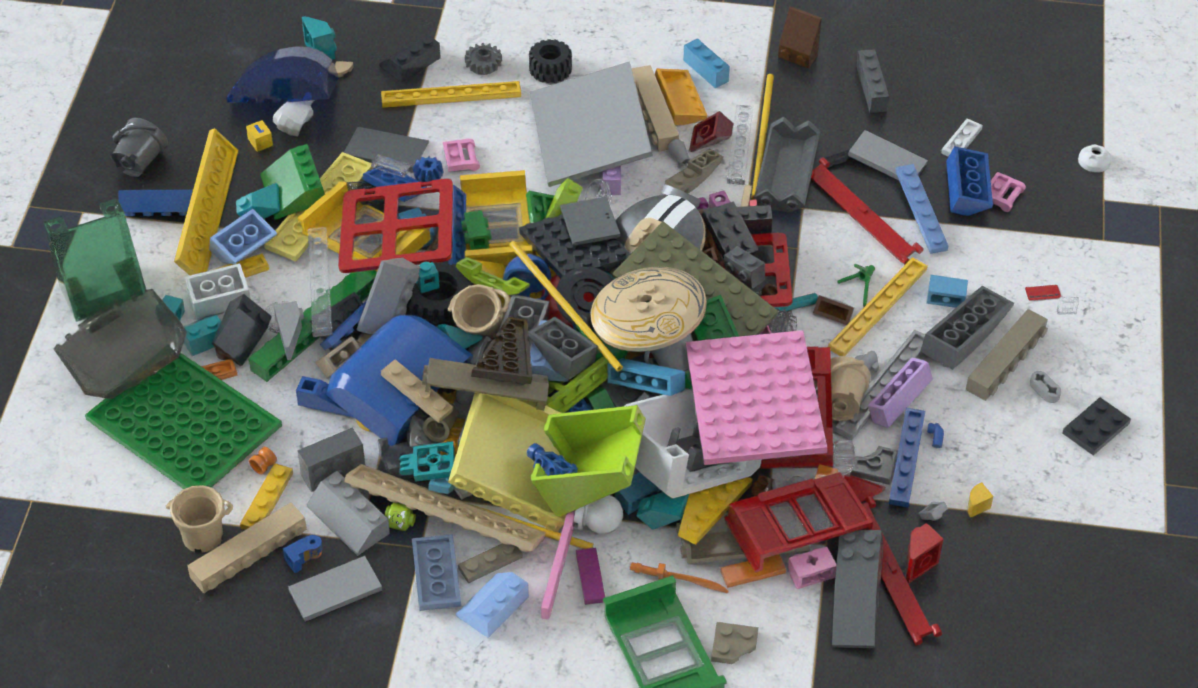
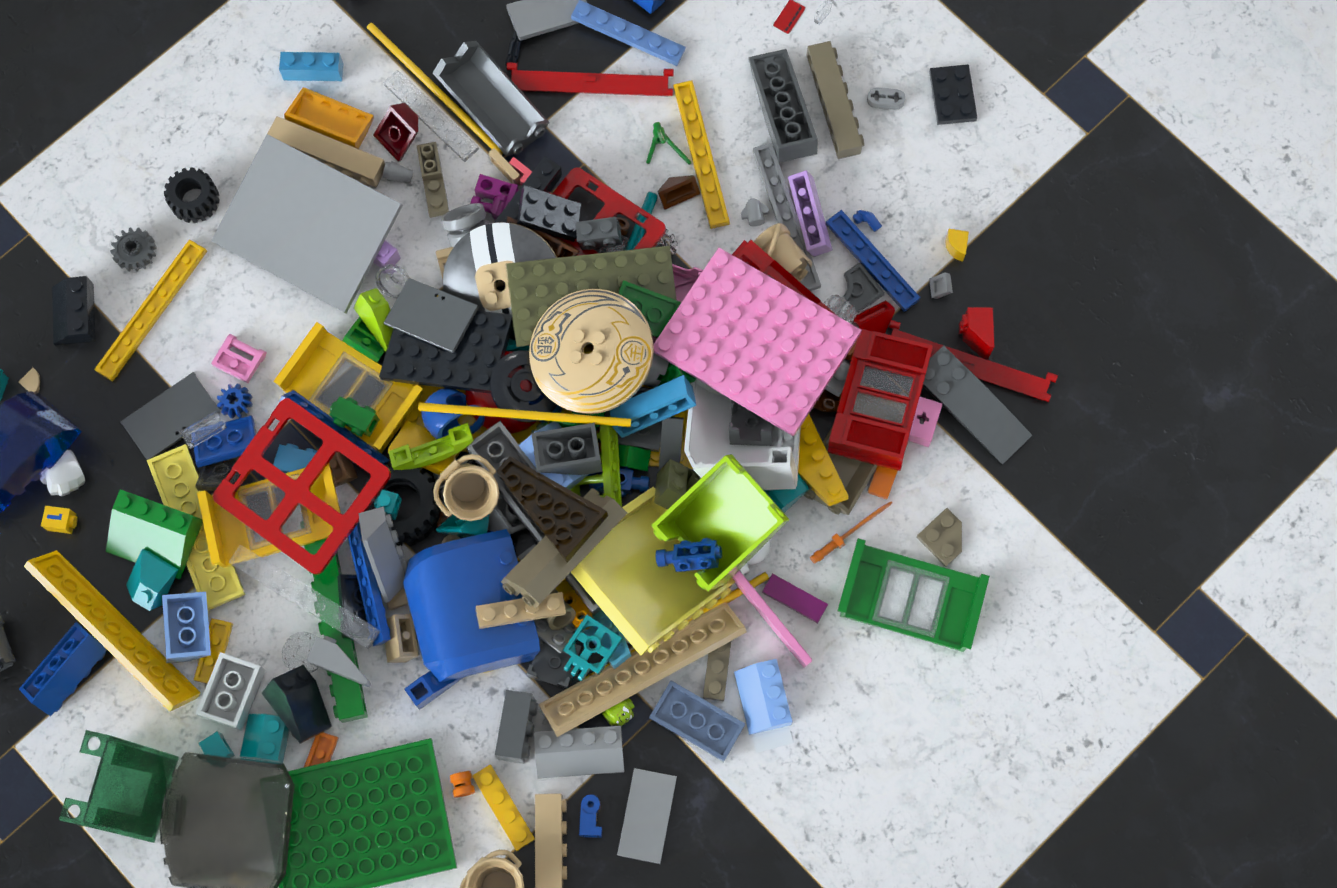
camera: 50 degrees left, 25 degrees up
(946, 291) = (733, 88): dark azure brick -> none

